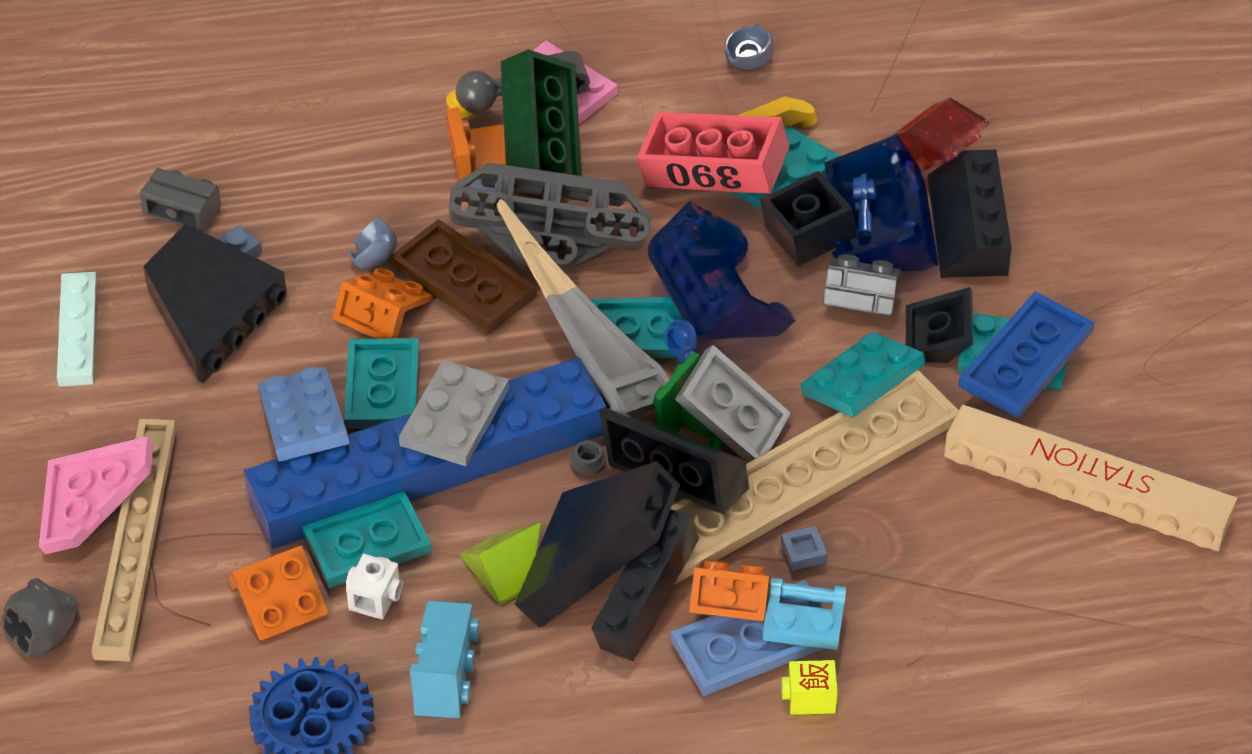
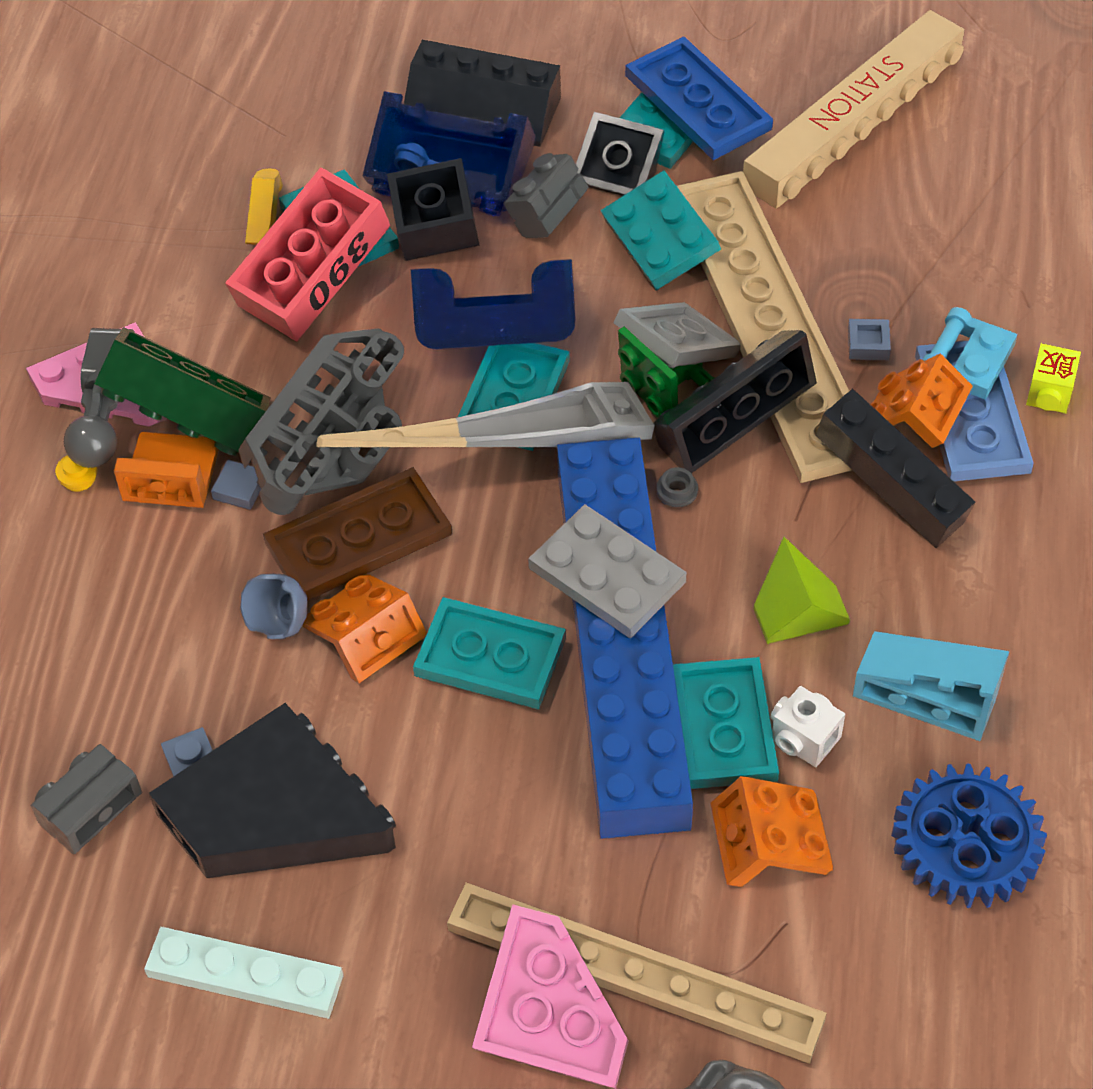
camera: 70 degrees left, 5 degrees up
(302, 413) = (526, 734): medium blue plate -> none
(594, 536) = (827, 488): black slope -> none
(681, 339) = (565, 352): blue plate -> none
(749, 48) = (151, 193): sand blue hair -> none
(940, 132) = (369, 68): clear red slope -> none

